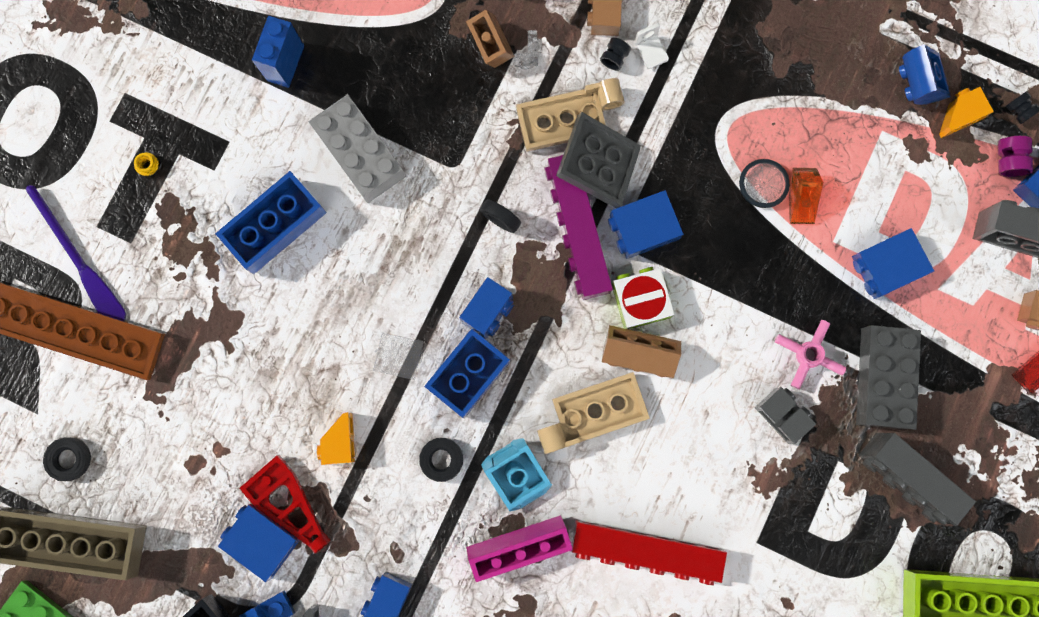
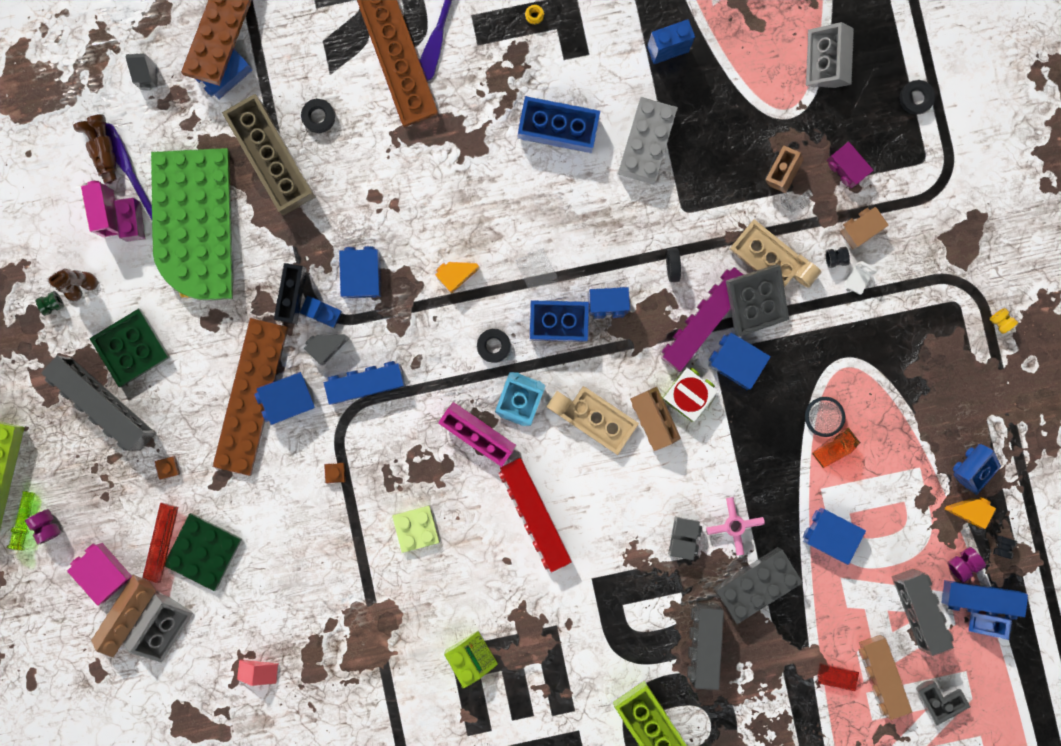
camera: 45 degrees right, 5 degrees up
(265, 483) = (398, 249): red plate -> none

